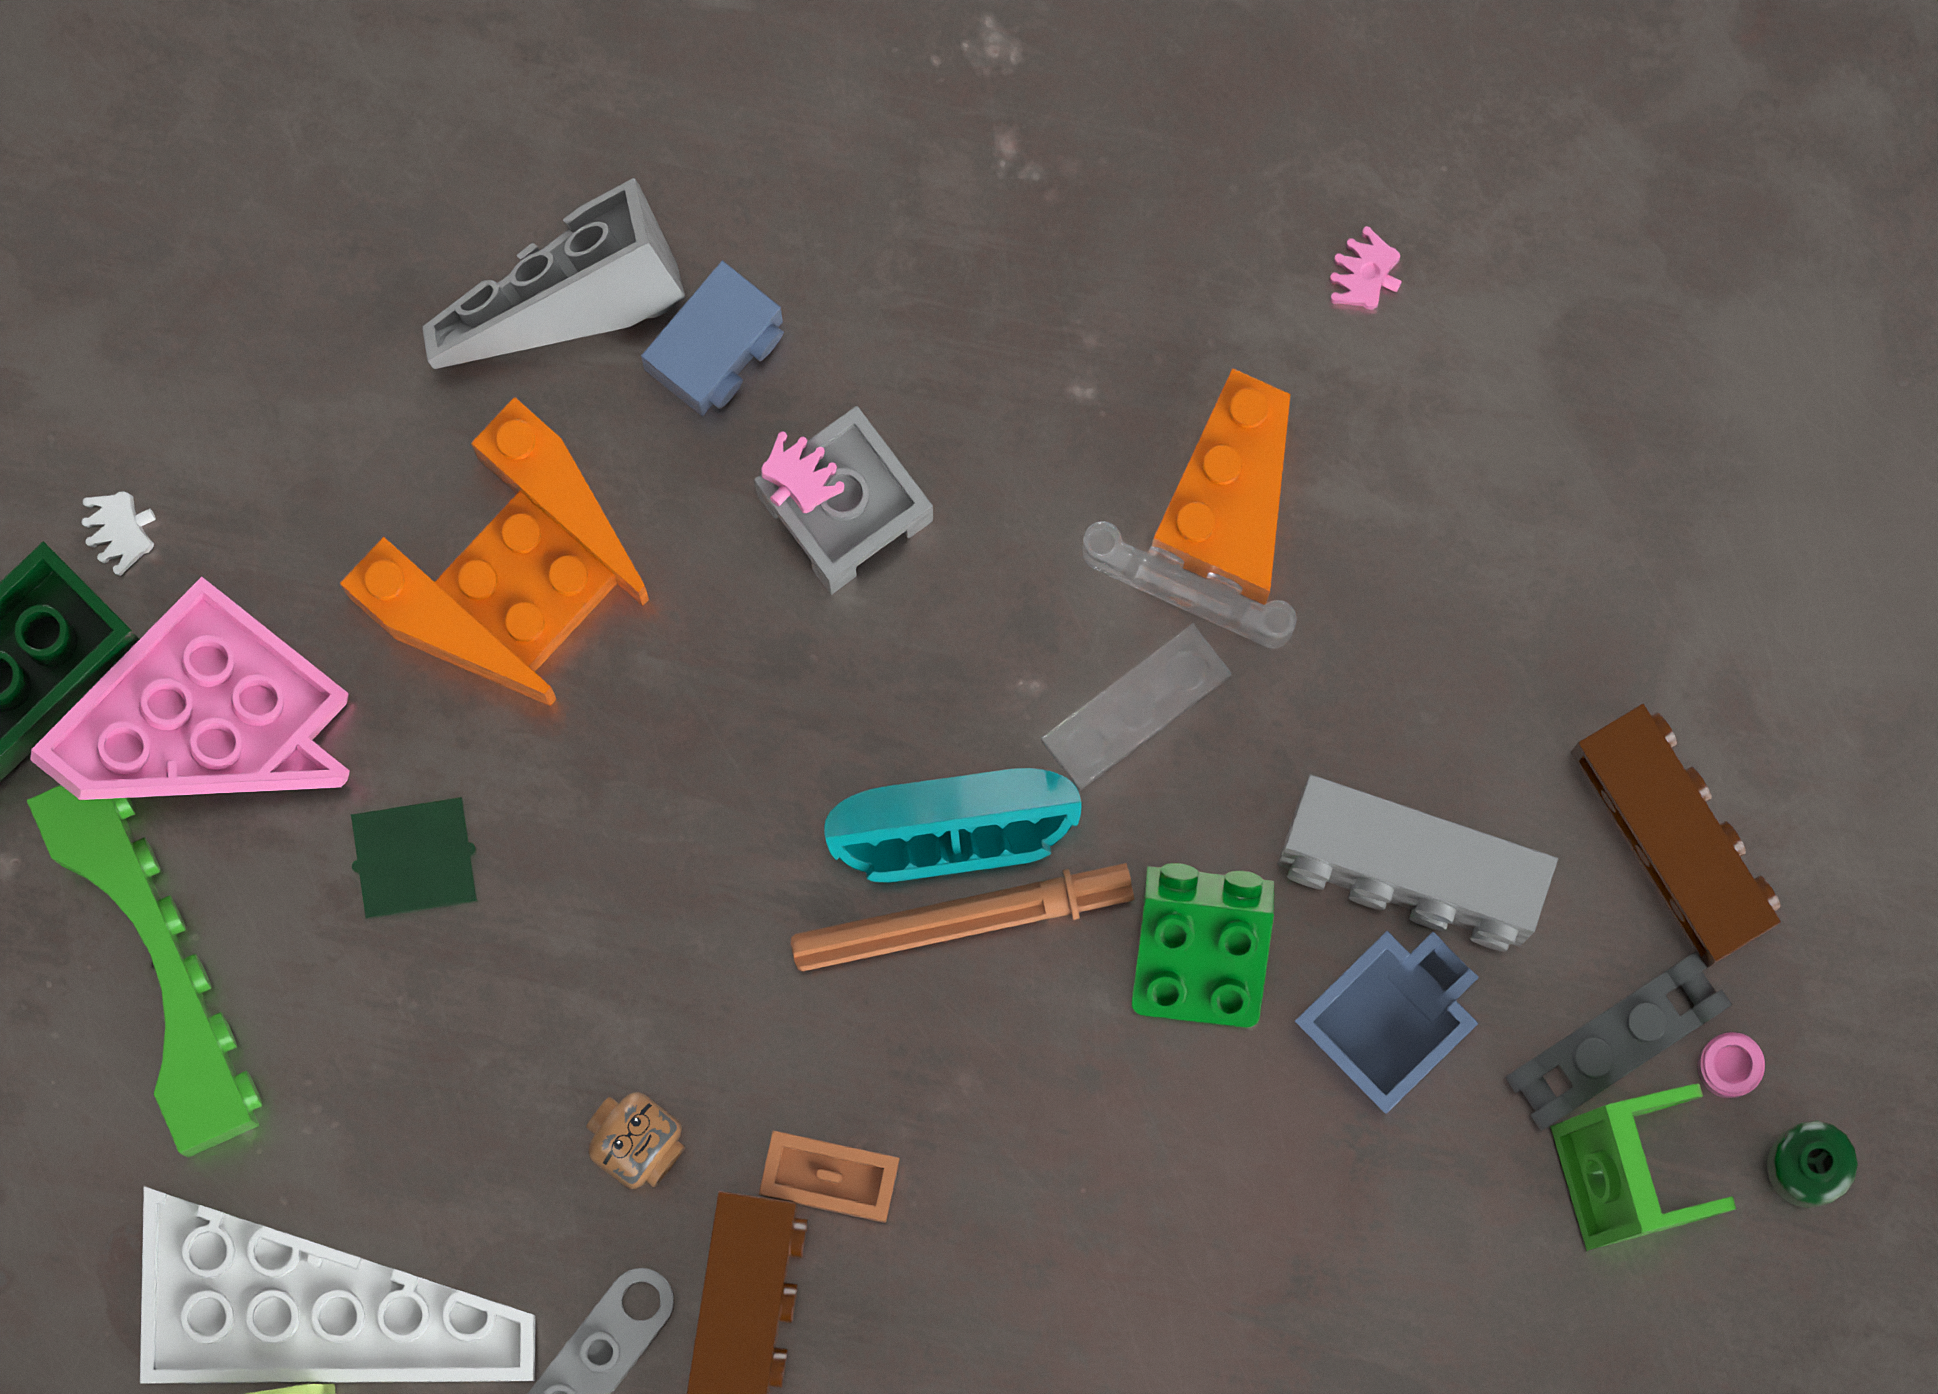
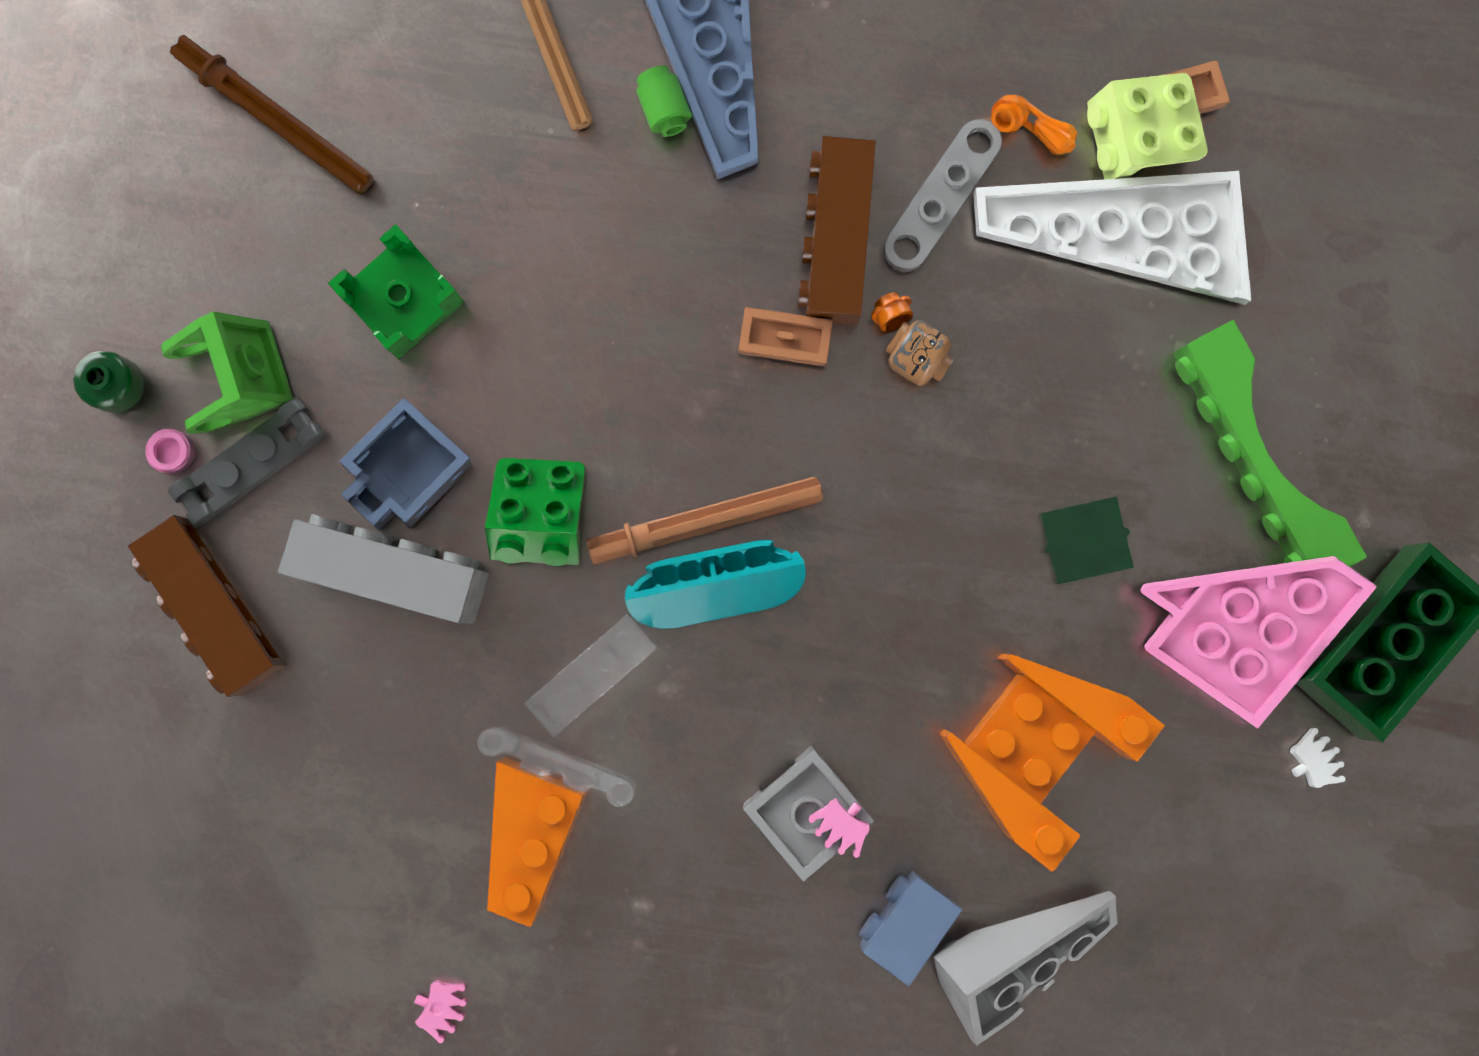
camera: 175 degrees right, 5 degrees up
(669, 1205) = (892, 311): none -> orange plate
(1392, 1273) = (398, 294): none -> green panel

